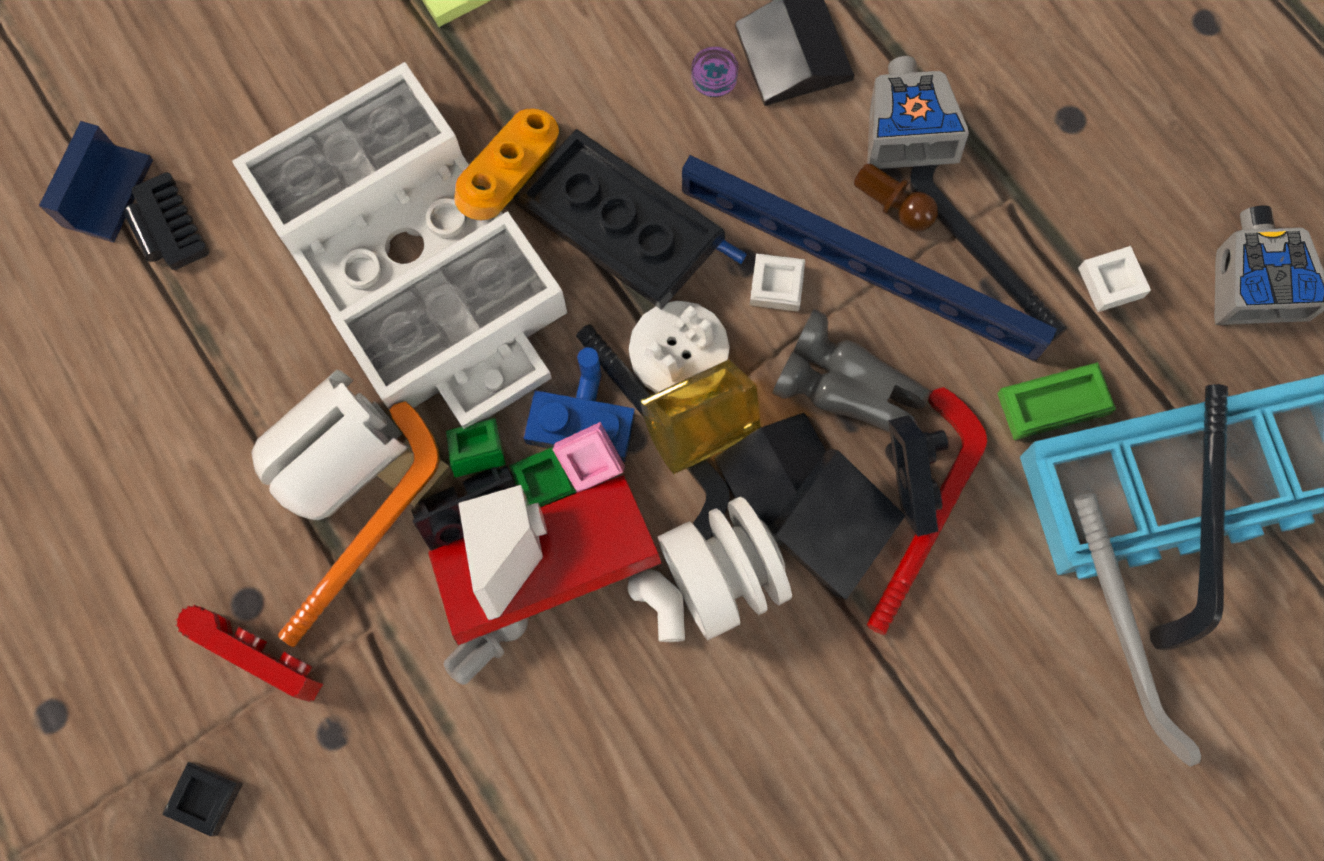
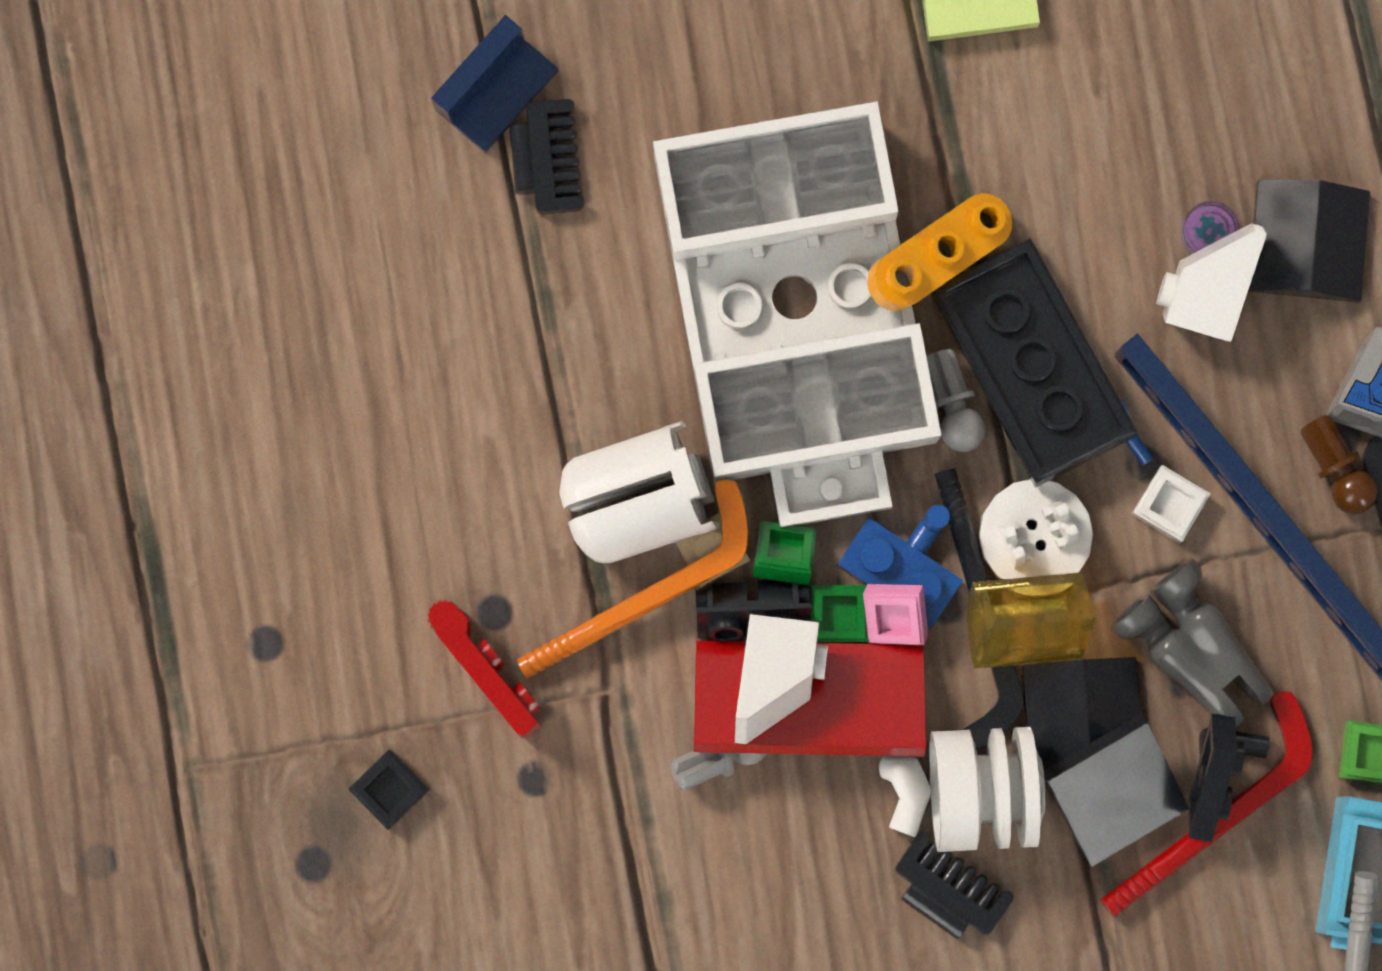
camera: 20 degrees right, 10 degrees up
(582, 289) = (962, 426): none -> light grey axle
(732, 685) = (946, 903): none -> black piece
(734, 100) = (1213, 284): none -> white slope

